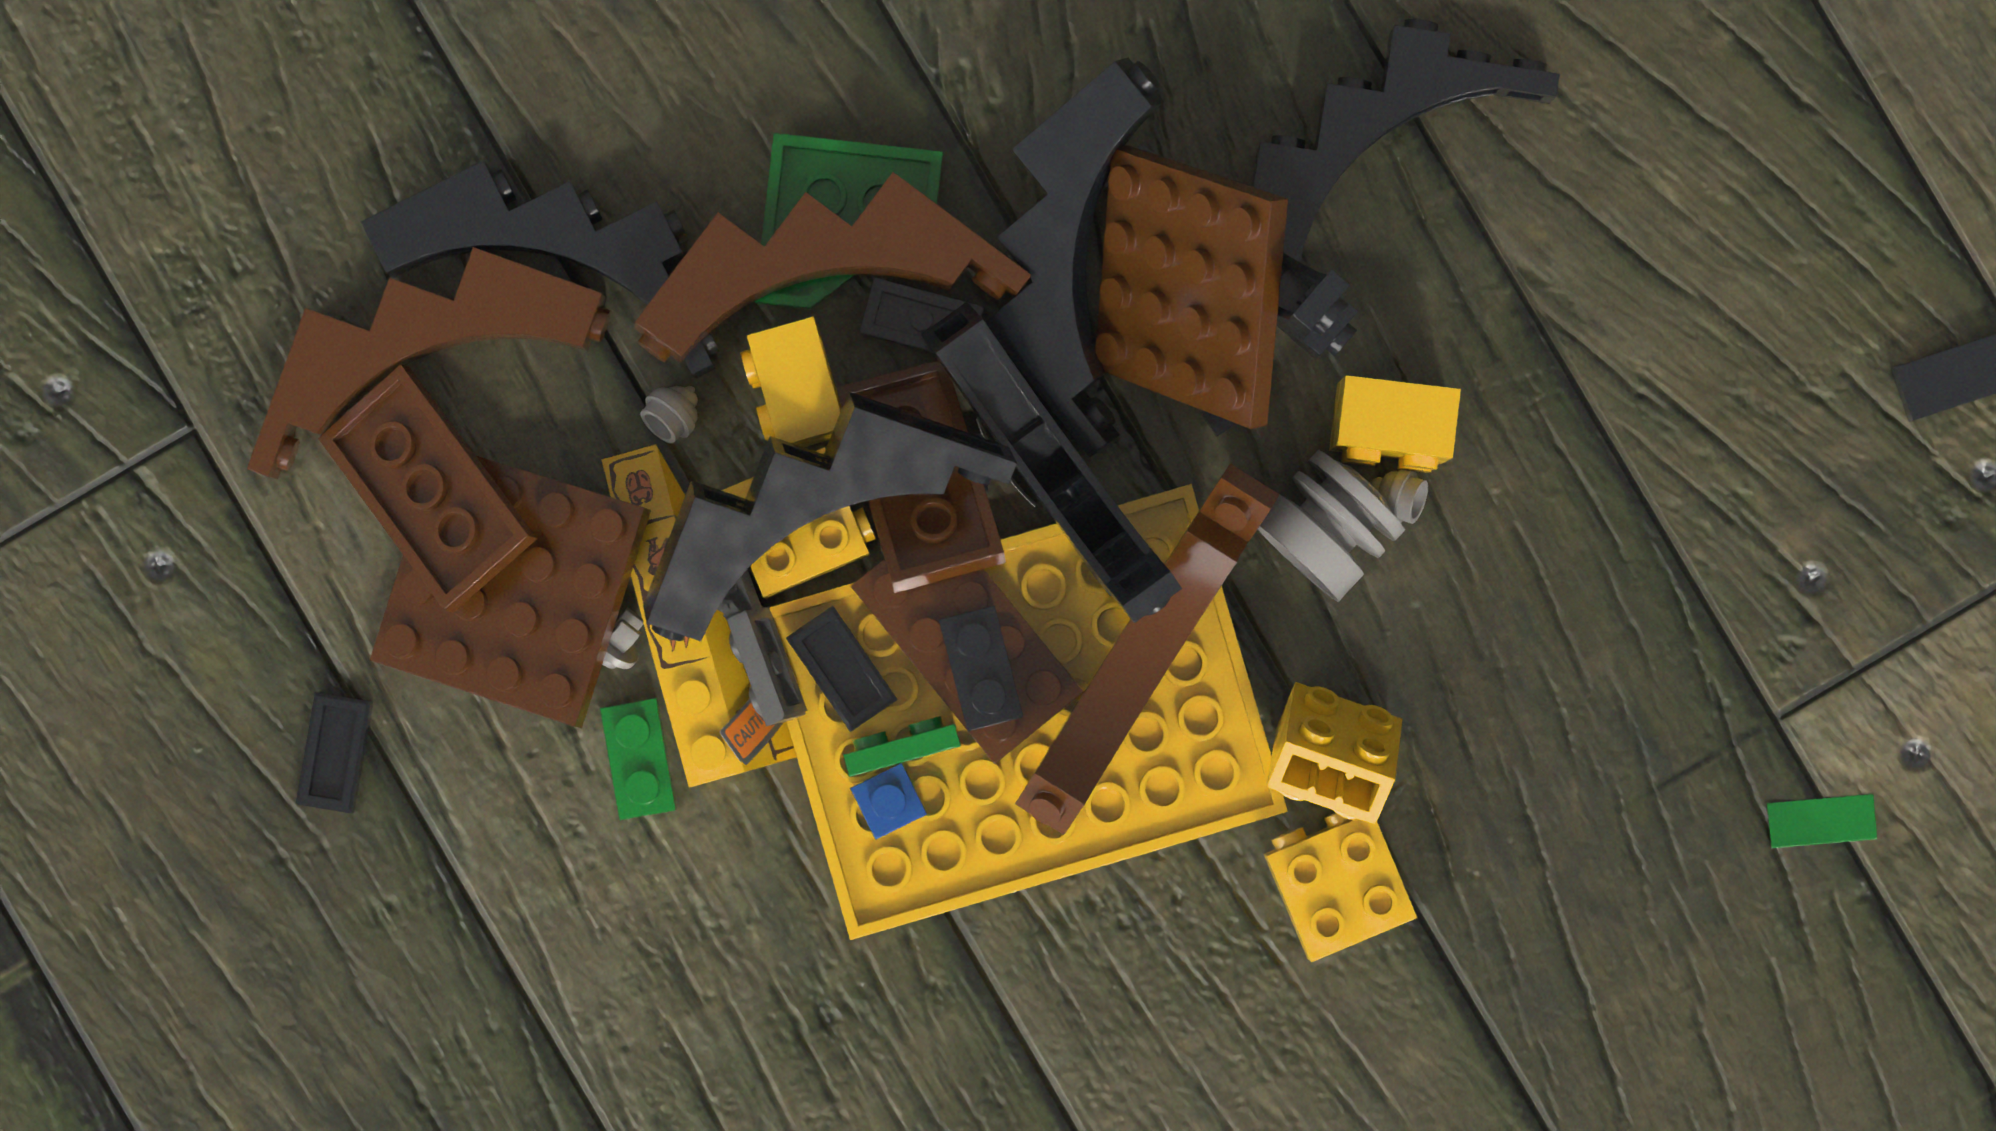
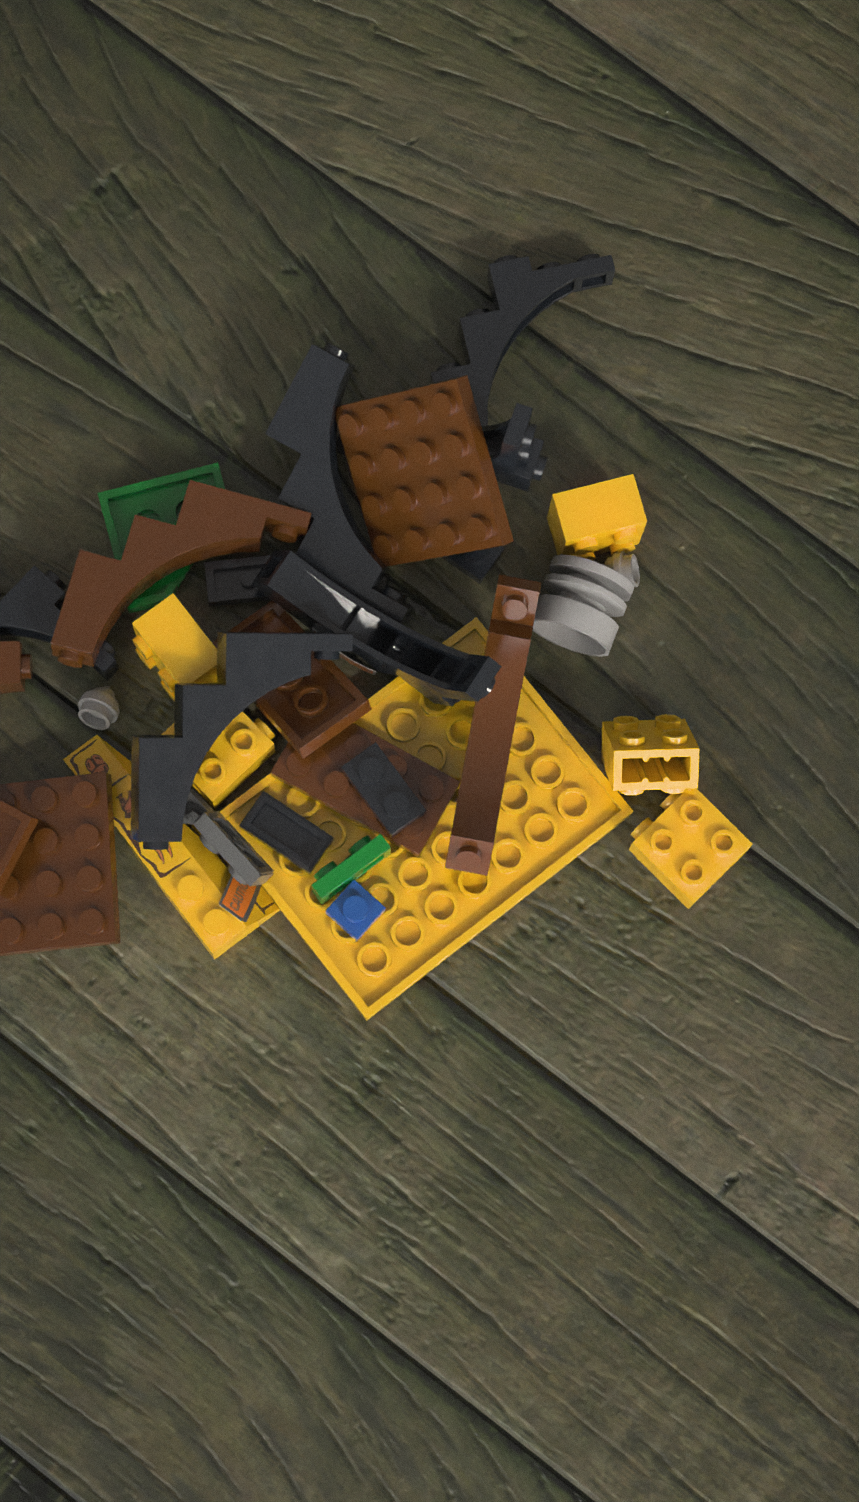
camera: 30 degrees left, 10 degrees down
(621, 651) = (125, 868): light grey plate -> none
(638, 759) = (168, 954): green plate -> none

